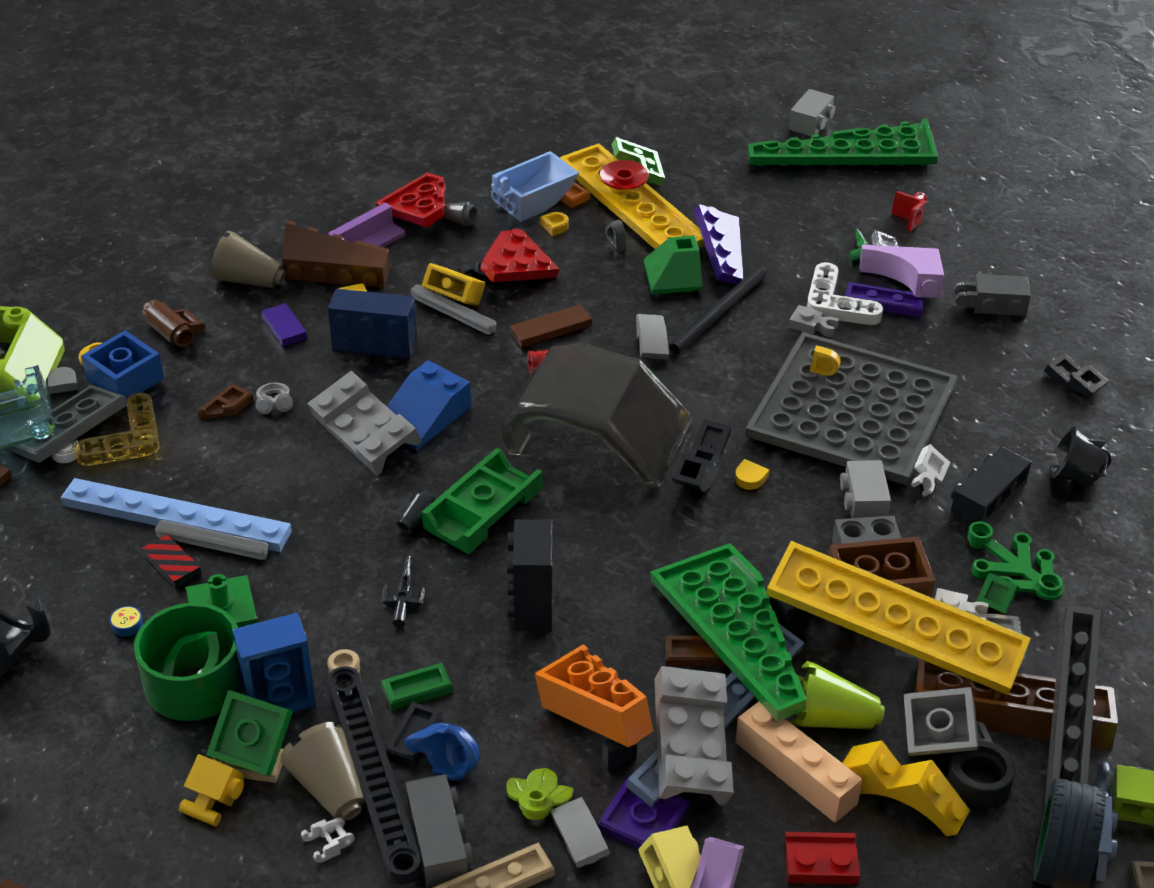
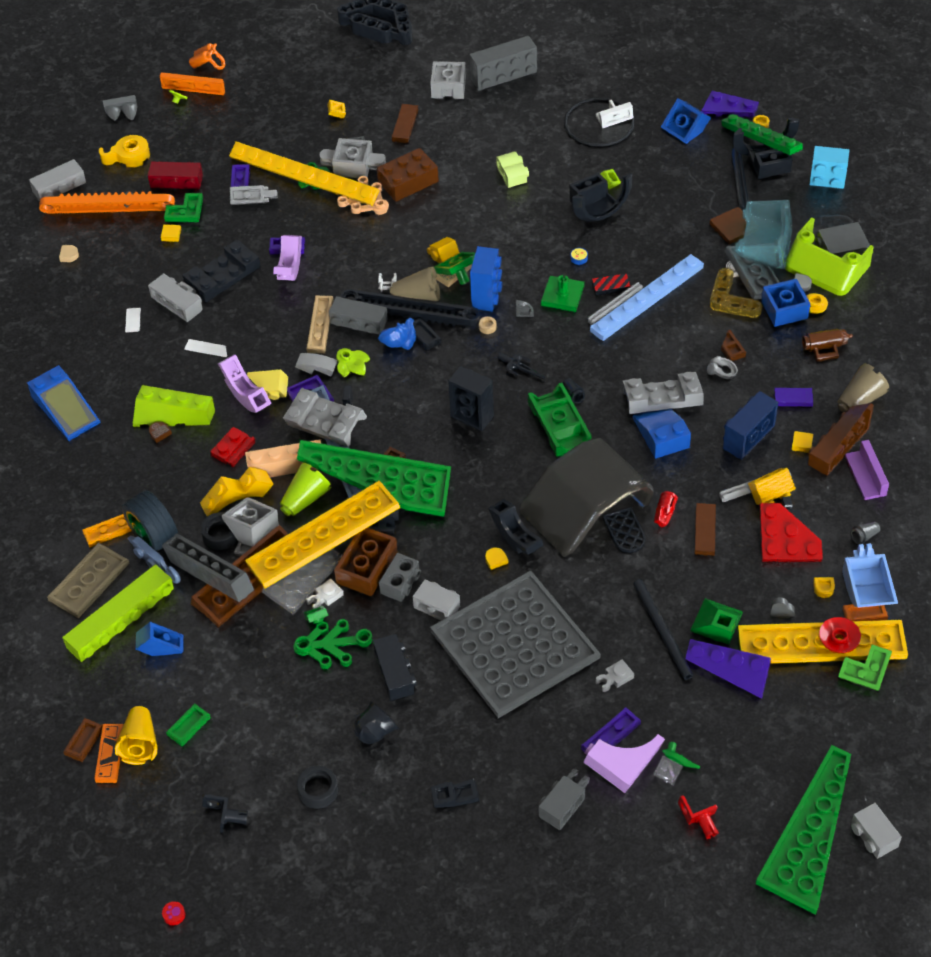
camera: 125 degrees right, 10 degrees up
(182, 640) = (522, 256): green piece -> none
(416, 686) = (452, 346): green tile -> none
(419, 200) = (890, 510): red plate -> none
(594, 697) = (376, 390): orange wedge -> none
(652, 336) = (657, 572): light grey slope -> none
(824, 361) = (553, 635): yellow tile -> none
(860, 311) = (629, 698): white beam -> none
(932, 469) = (431, 645): white plate -> none

